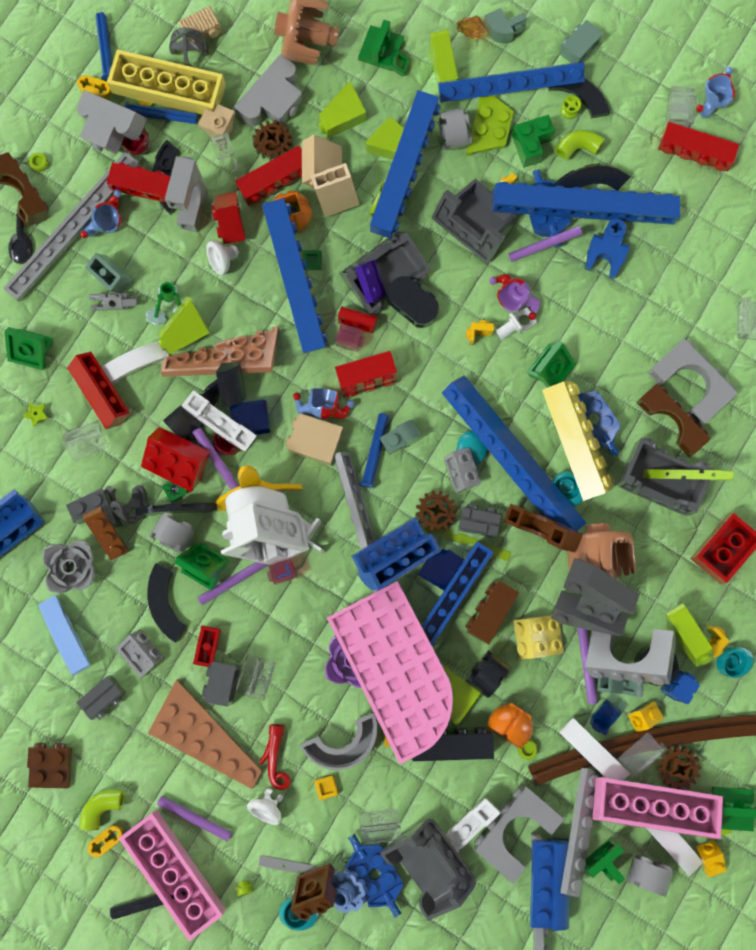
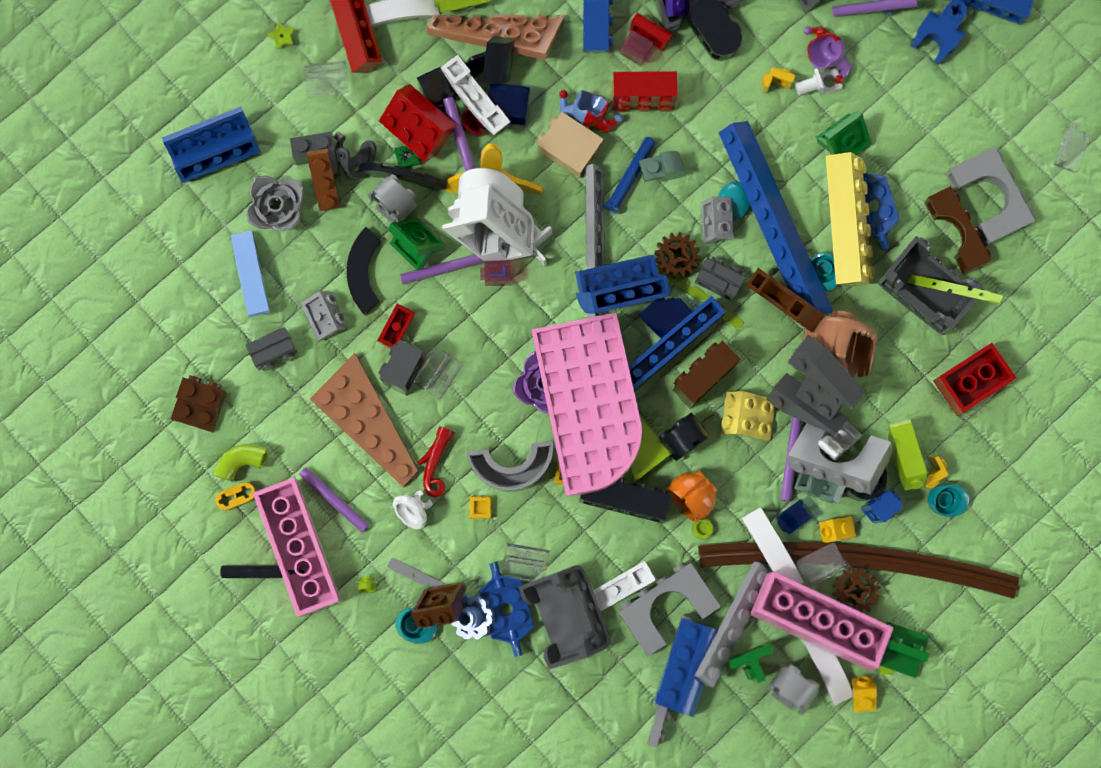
camera: 10 degrees right, 0 degrees up
(624, 646) = (838, 444): none -> white slope

